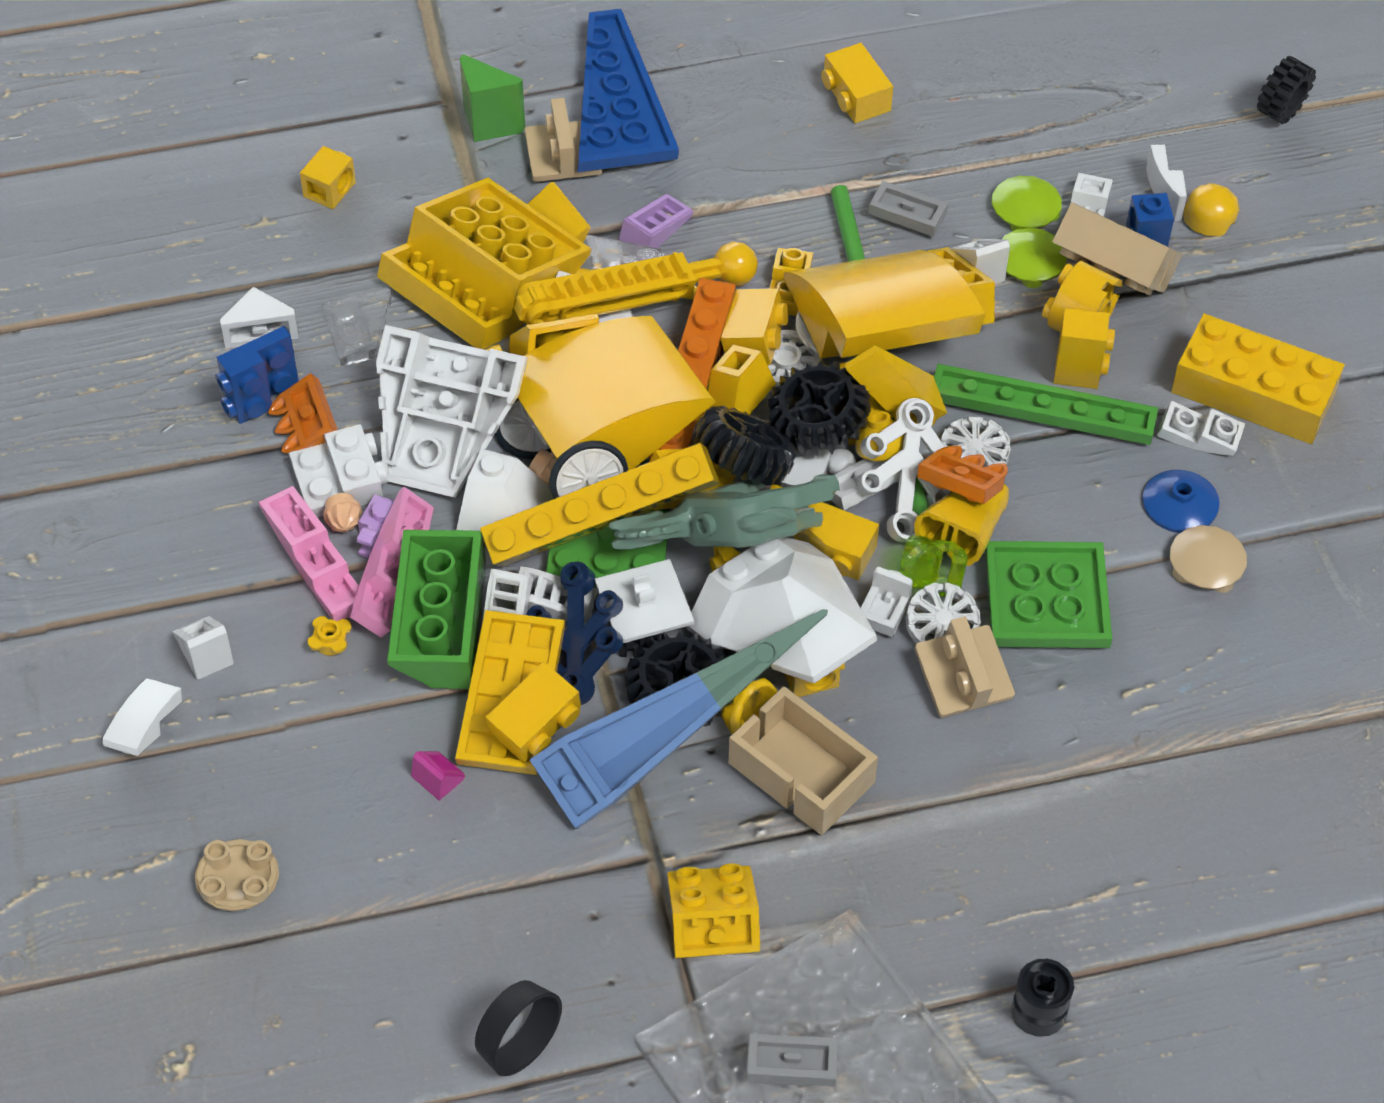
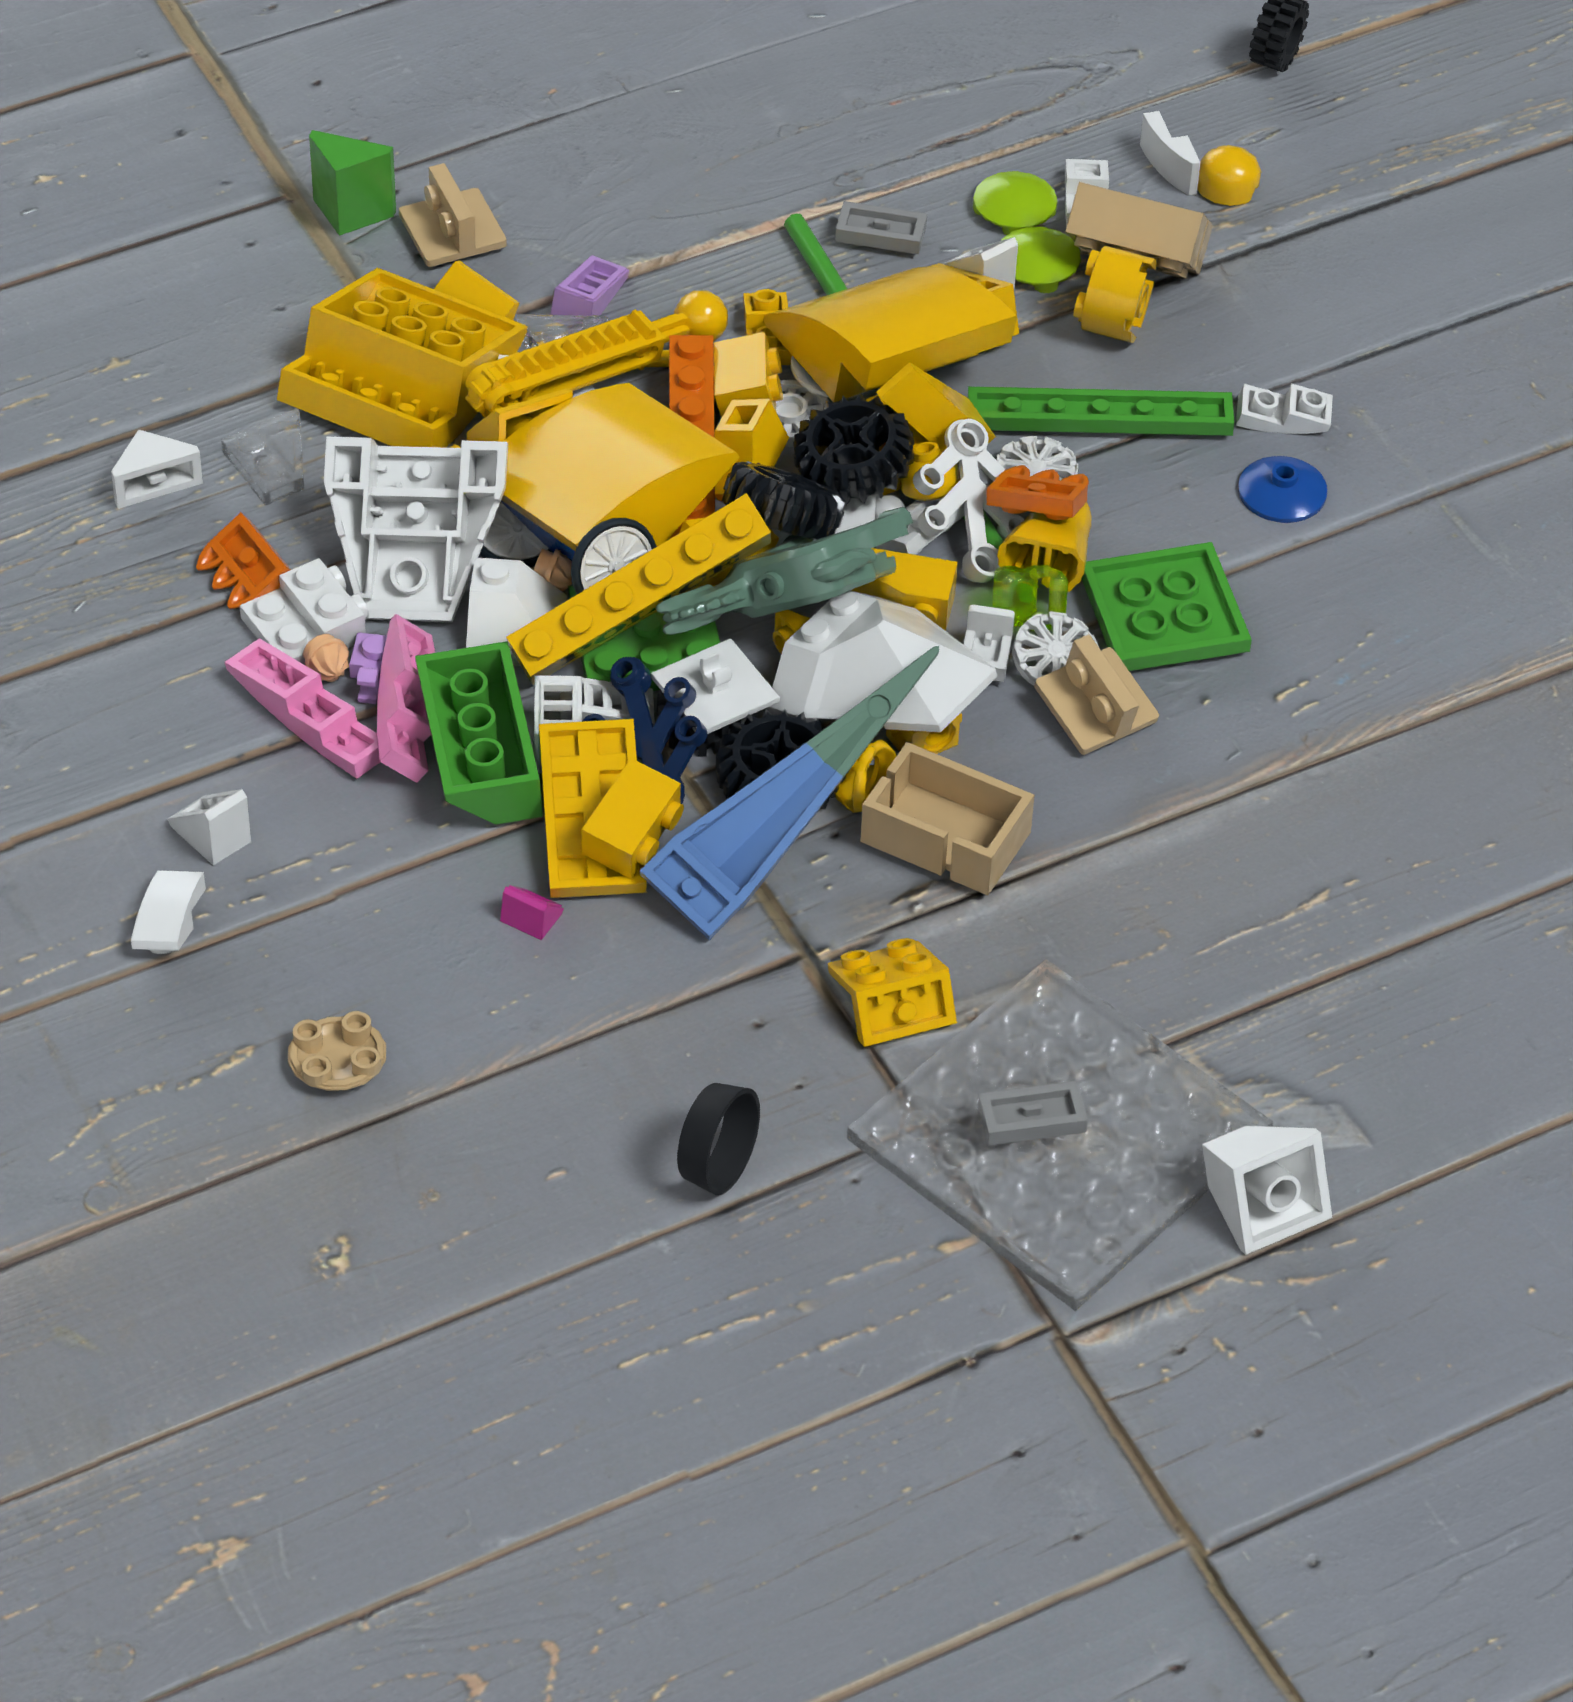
camera: 15 degrees left, 5 degrees down
(256, 373) = (176, 523): blue plate -> none
(328, 177) = (180, 299): yellow brick -> none
(330, 644) = (356, 790): yellow plate -> none
(619, 104) = (502, 163): blue wing -> none
(857, 83) = (780, 99): yellow piece -> none
(1042, 997) = (1283, 1005): black wheel -> none
(1082, 348) = (1131, 341): yellow piece -> none
(1151, 216) = (1166, 185): blue brick -> none
(1208, 558) = (1330, 541): tan dish -> none
(1257, 378) = (1333, 344): yellow brick -> none

